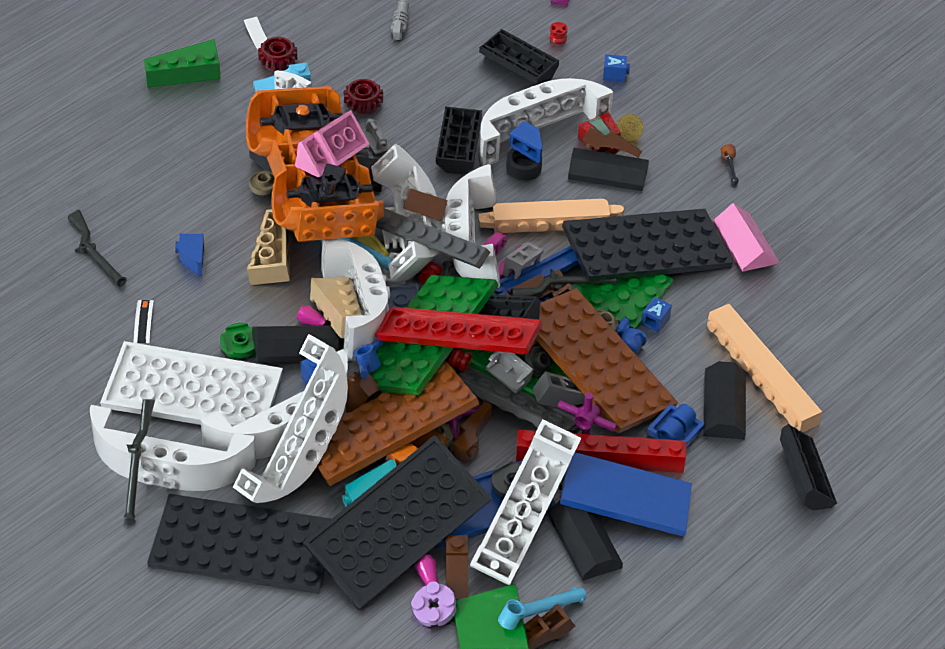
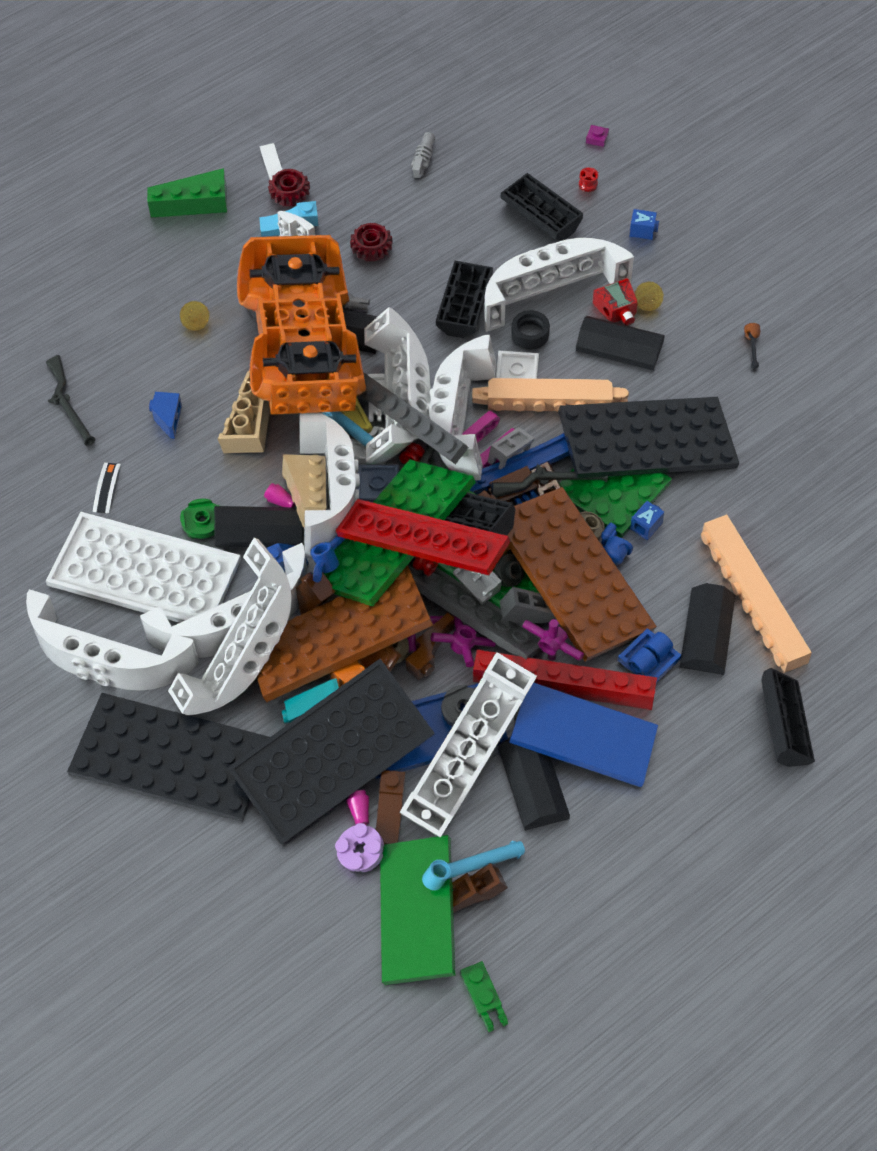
camera: 10 degrees right, 10 degrees up
(134, 449) = (65, 650): pearl dark grey piece -> none
(205, 167) = (194, 315): none -> clear yellow plate
(262, 182) = (247, 335): dark tan plate -> none
(331, 144) = (317, 308): bright pink slope -> none
(331, 180) = (309, 352): black piece -> none
(375, 137) = (378, 290): light grey hinge -> none
(425, 204) = (411, 380): reddish brown hinge -> none
(503, 424) = (462, 640): none -> magenta bar
(516, 192) = (517, 365): none -> white tile
(527, 141) = (534, 307): blue slope -> none
(596, 139) = (610, 310): reddish brown slope -> none
(744, 239) = (755, 436): bright pink slope -> none

